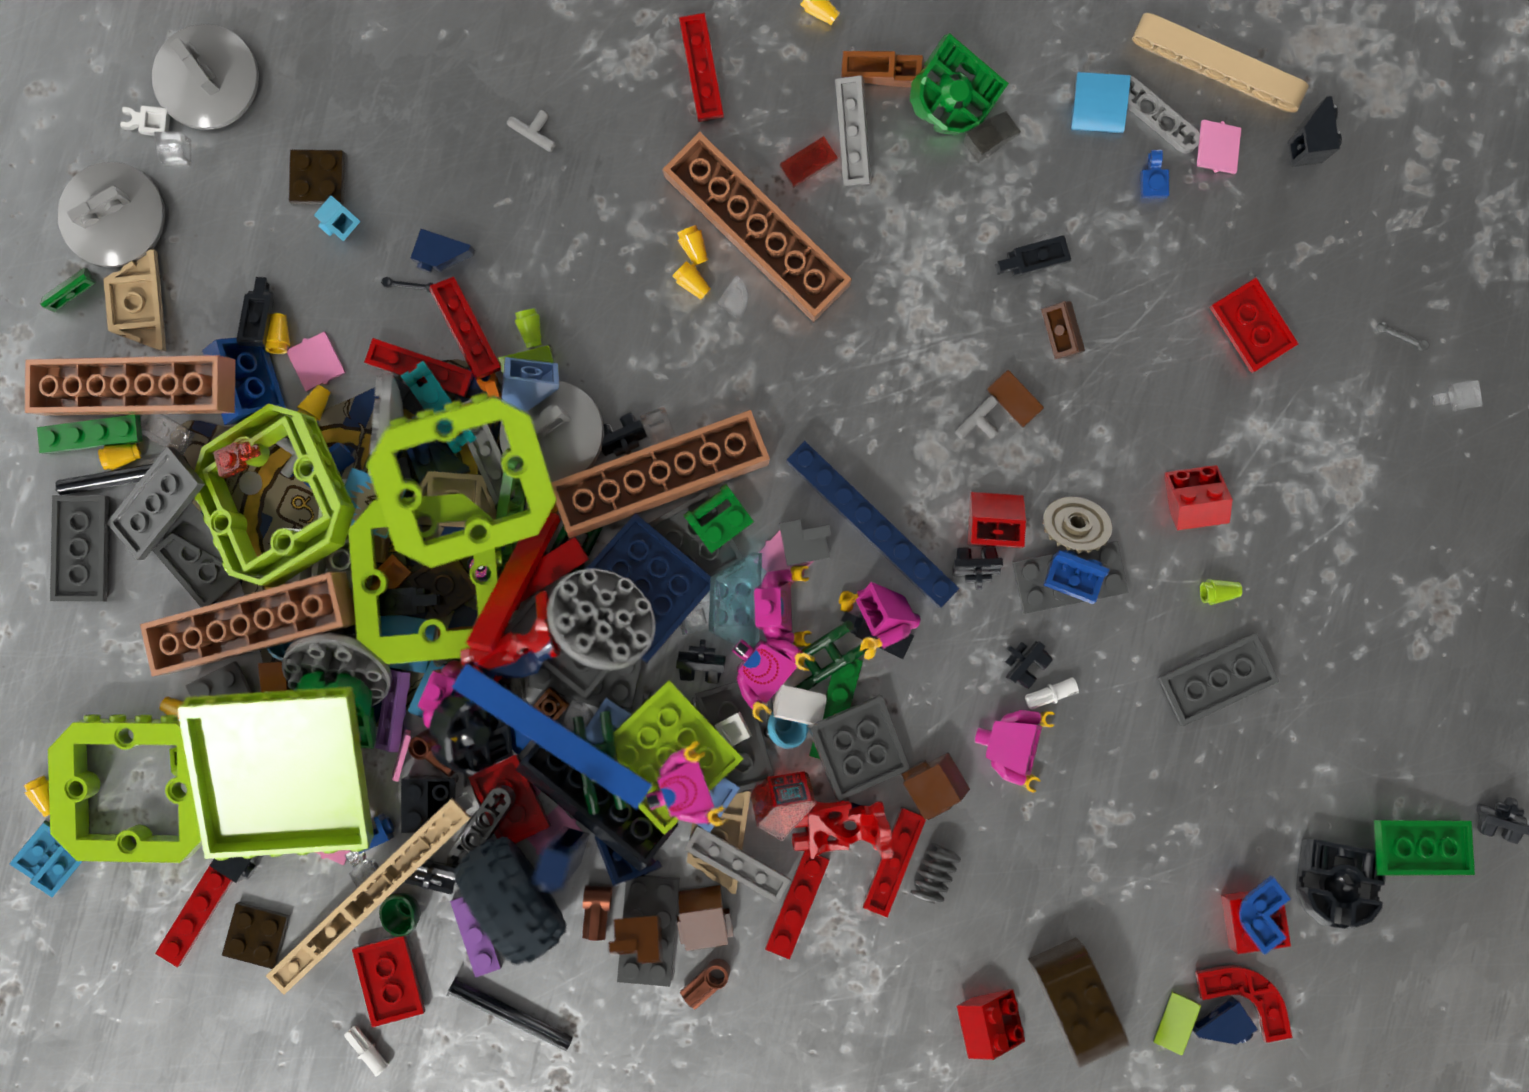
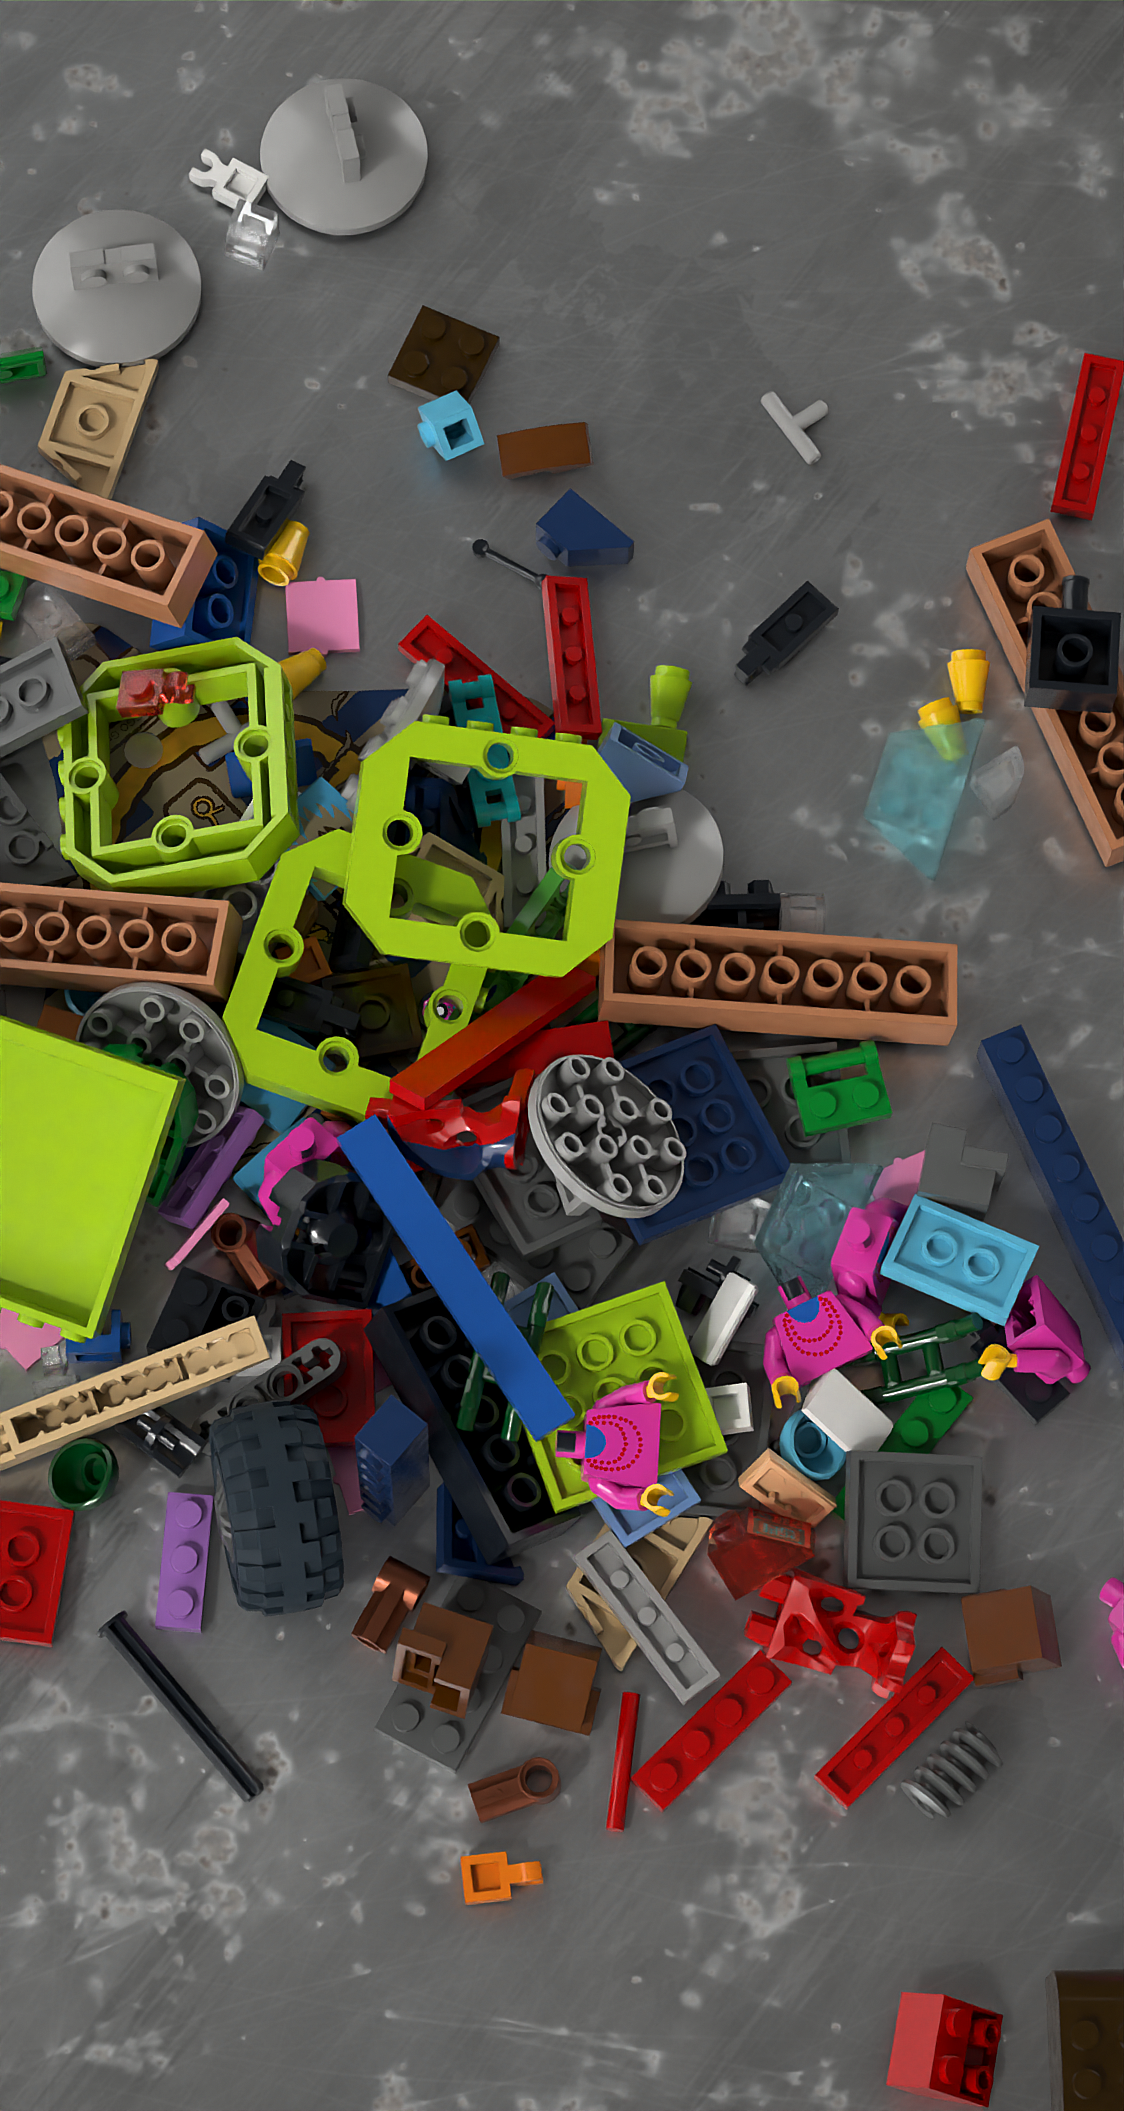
camera: 15 degrees right, 15 degrees down
(397, 208) = (545, 449): none -> reddish brown slope
(579, 260) = (785, 632): none -> black hinge
(693, 322) = (922, 788): none -> clear light blue wing
(709, 681) = (723, 1319): none -> white slope
(714, 1036) = (490, 1877): none -> orange plate
(746, 211) = (1072, 653): none -> black brick
(757, 941) = (623, 1762): none -> red bar
(783, 760) = (786, 1489): none -> light nougat plate
(825, 592) = (959, 1259): none -> medium azure plate

